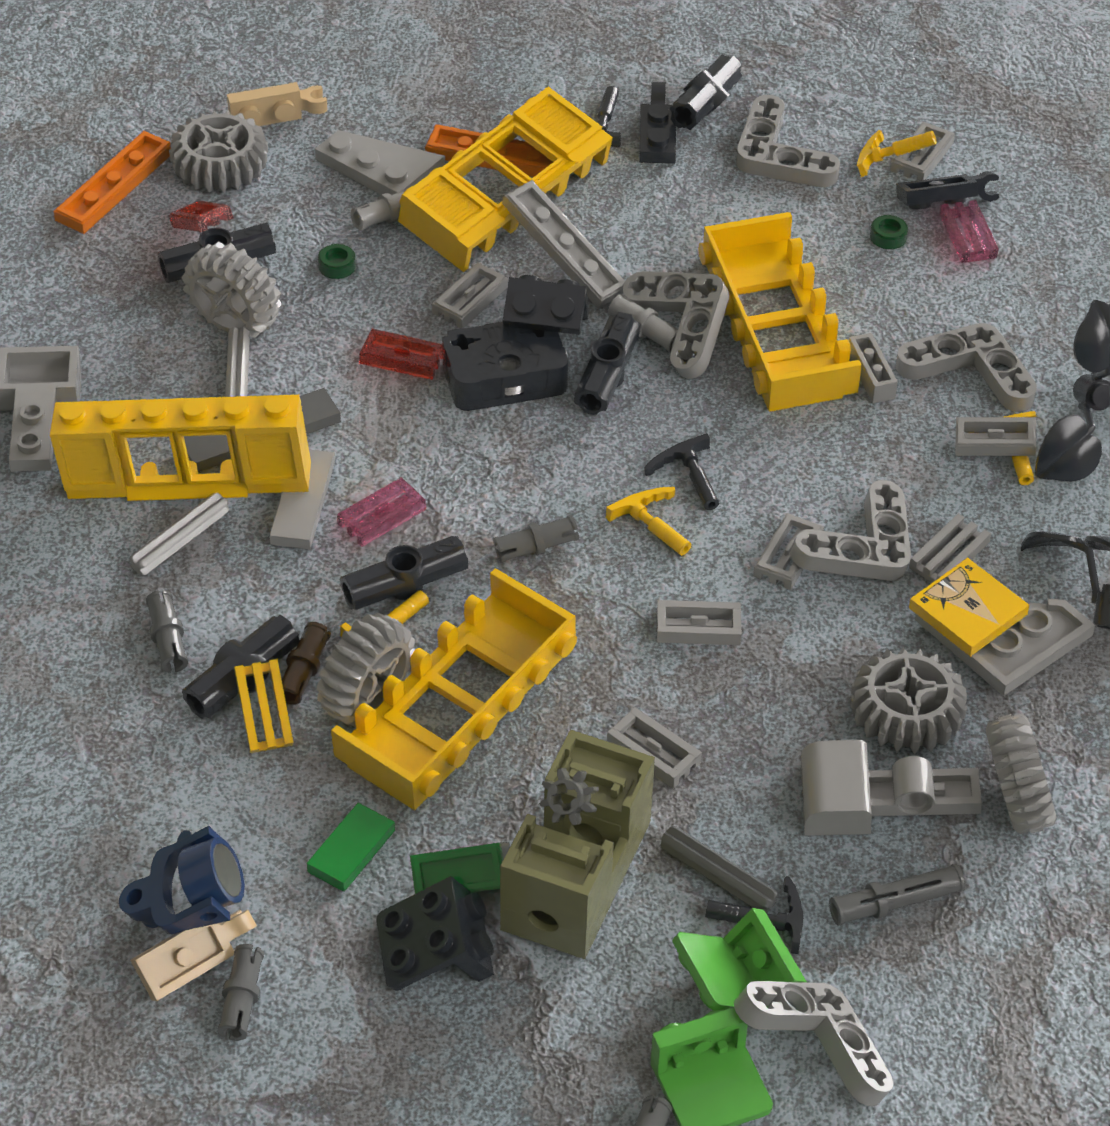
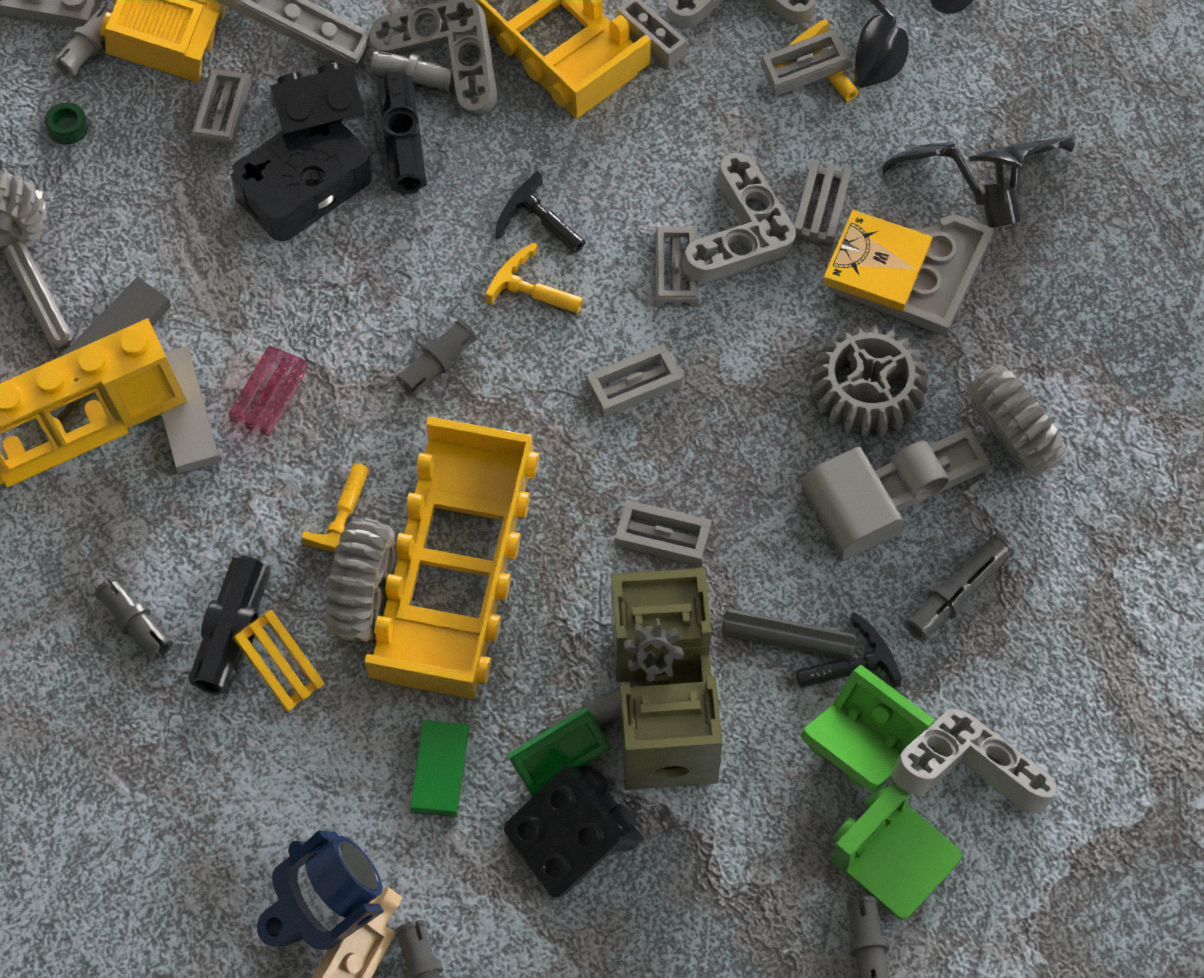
camera: 25 degrees left, 15 degrees up
(179, 534) = (83, 503): light grey axle -> none
(304, 661) = (287, 591): dark brown pin -> none
(400, 358) = (191, 209): clear red tile -> none
(404, 572) = (317, 471): black piece -> none

